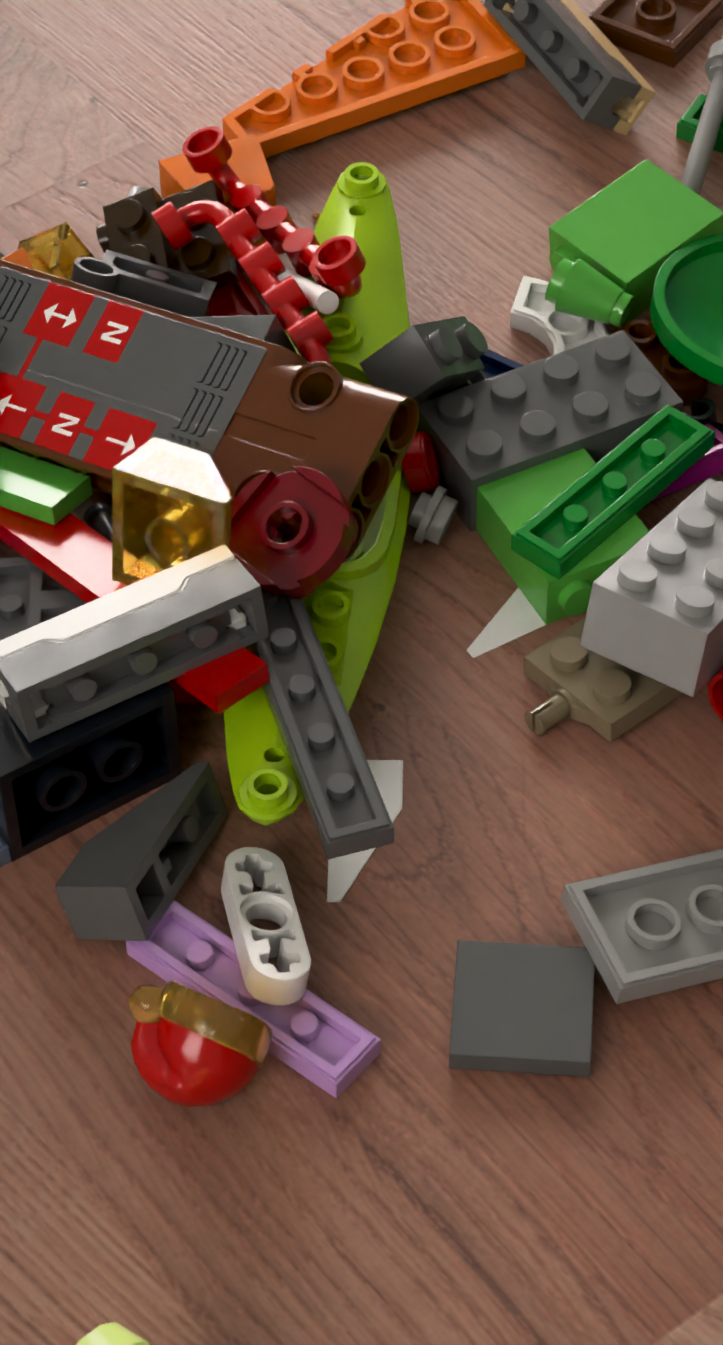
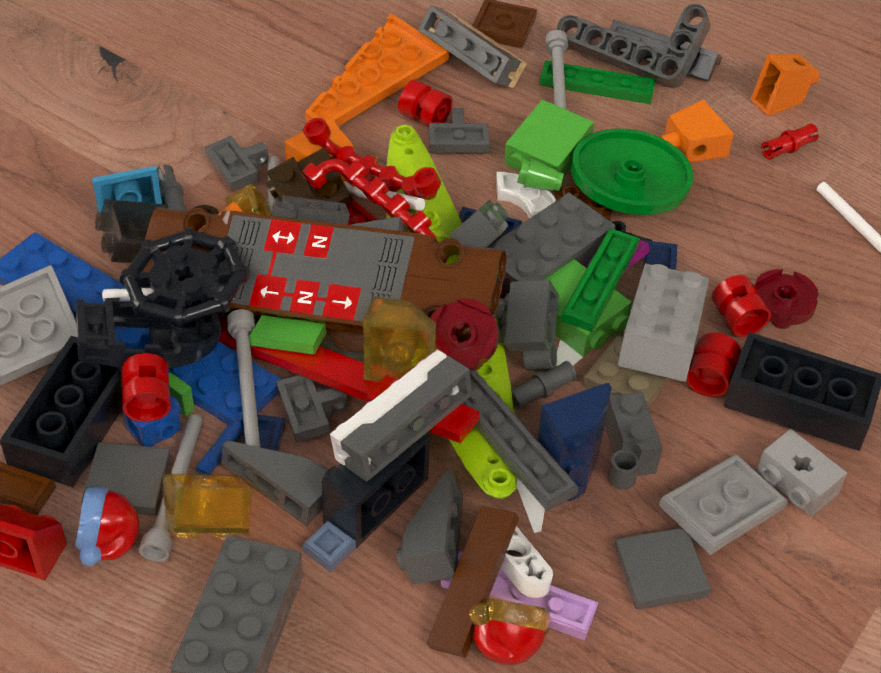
camera: 20 degrees left, 0 degrees up
(73, 188) = (237, 164): none -> dark grey hinge
(172, 945) = (472, 580): none -> reddish brown tile
(435, 751) = (574, 430): none -> dark blue slope
(440, 138) = (424, 104): none -> red wheel
(442, 655) = (543, 384): none -> dark grey pin
(457, 544) = (532, 323): none -> dark grey hinge
(481, 202) = (458, 136): none -> dark grey hinge
(560, 781) = (632, 440): none -> dark grey hinge

